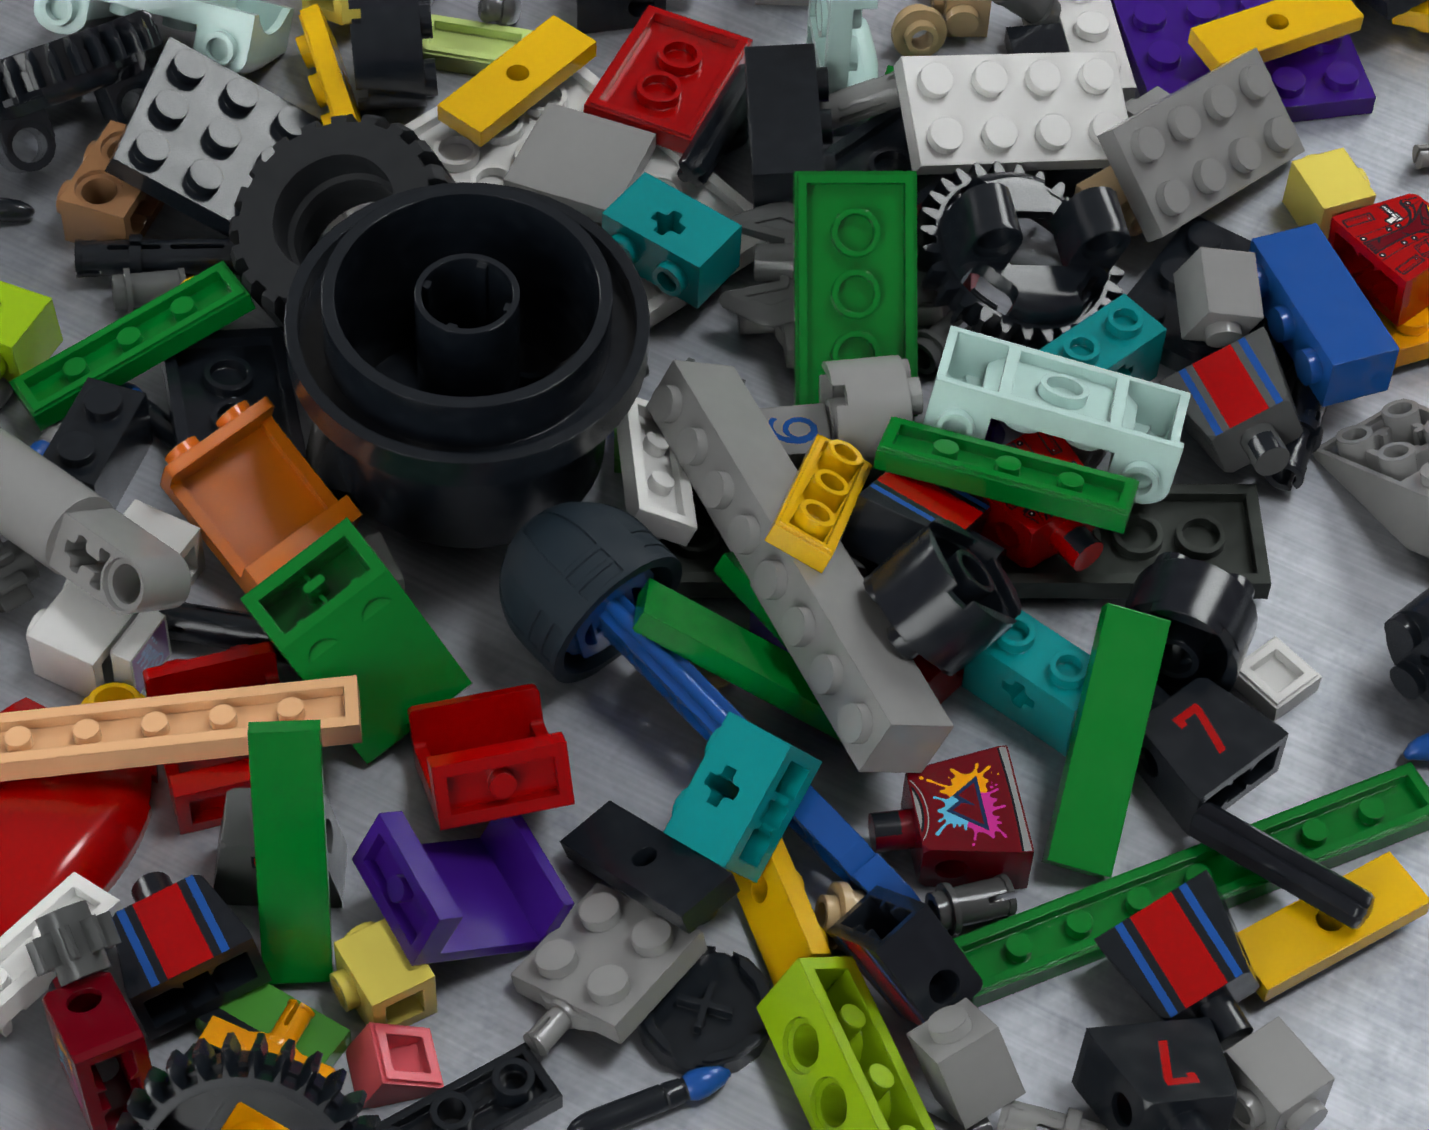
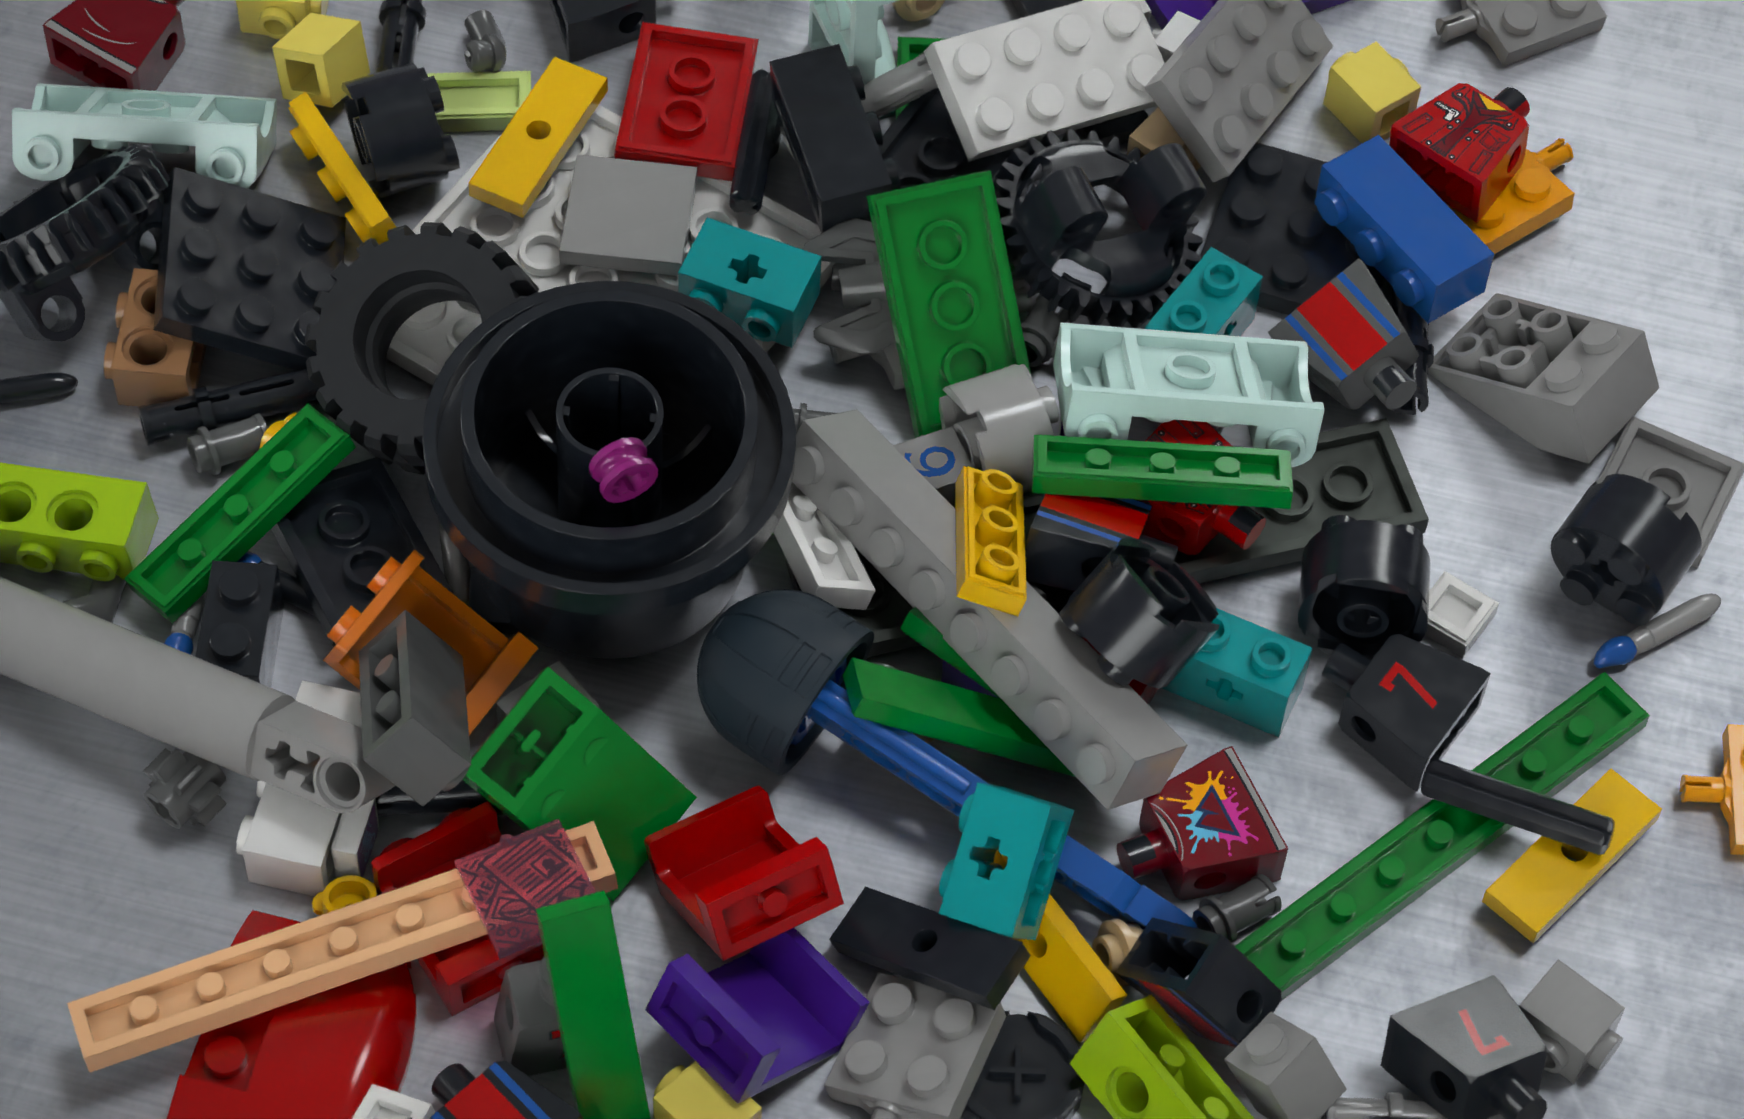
camera: 15 degrees left, 5 degrees up
(217, 536) = (414, 709): none -> dark grey brick
(263, 698) = (517, 878): none -> clear pink piece
(457, 340) = (623, 470): none -> magenta bush
(1106, 741) = (1325, 721): green tile -> none
(1186, 958) = (1457, 923): torso -> none
(1218, 296) = (1304, 232): light grey brick -> none

